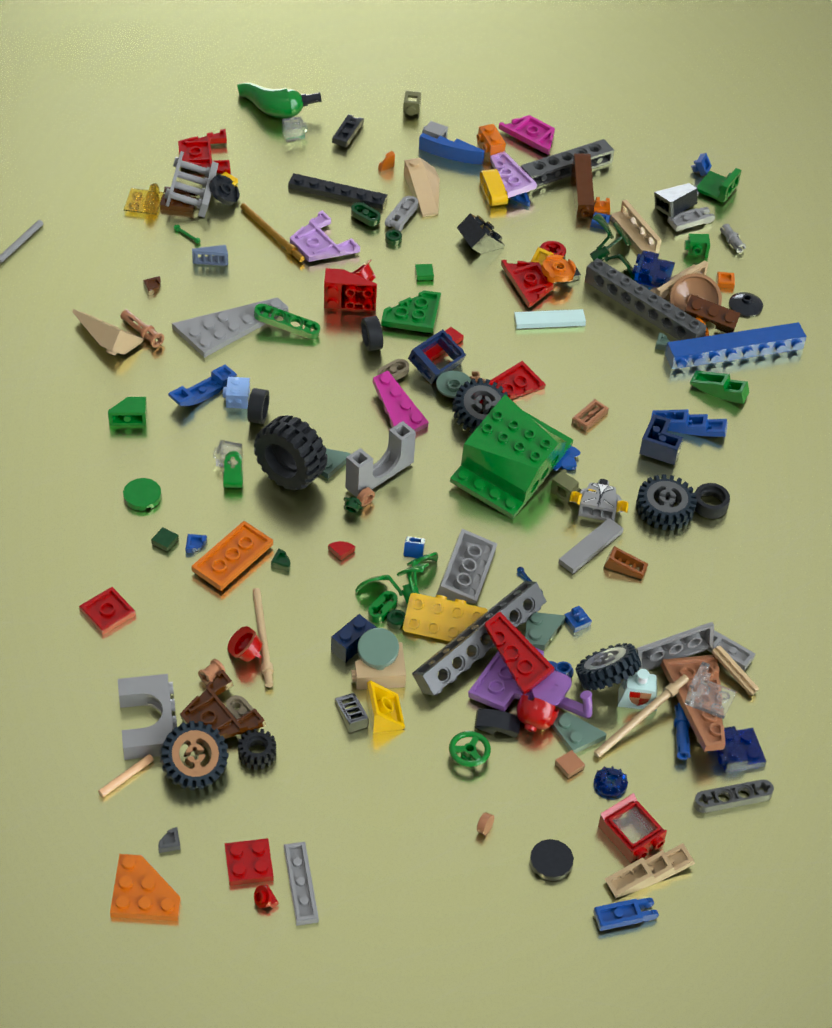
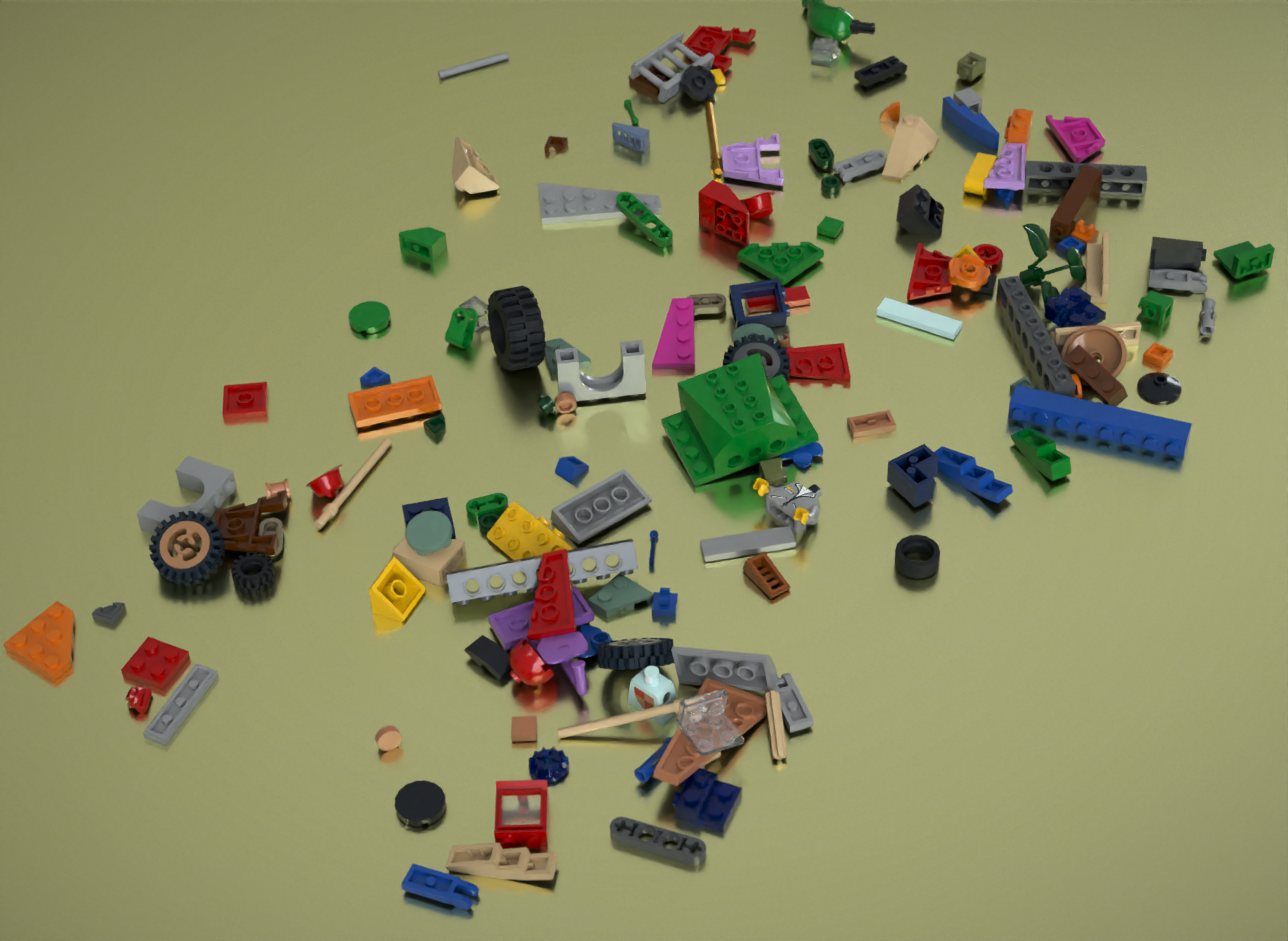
camera: 40 degrees right, 5 degrees down
(125, 775) = (122, 542): light nougat bar -> none
(127, 316) = (507, 180): nougat pin -> none
(144, 200) = (617, 68): clear yellow hinge -> none
(165, 539) = (351, 363): dark green tile -> none
(203, 389) = (510, 252): blue slope -> none
(237, 392) = (537, 264): light blue head -> none
(258, 406) = (548, 283): black tyre -> none
(337, 191) = (816, 124): black plate -> none
(341, 549) = (500, 440): red tile -> none
(352, 724) = (360, 594): slope -> none
(372, 333) = (712, 259): black tyre -> none
(412, 586) = (511, 475): green plant -> none
(468, 752) = (437, 667): green piece -> none
(577, 733) = (559, 704): sand green wing -> none
(668, 492) = (863, 546): black wheel -> none
(702, 164) = (1244, 231): blue tile -> none

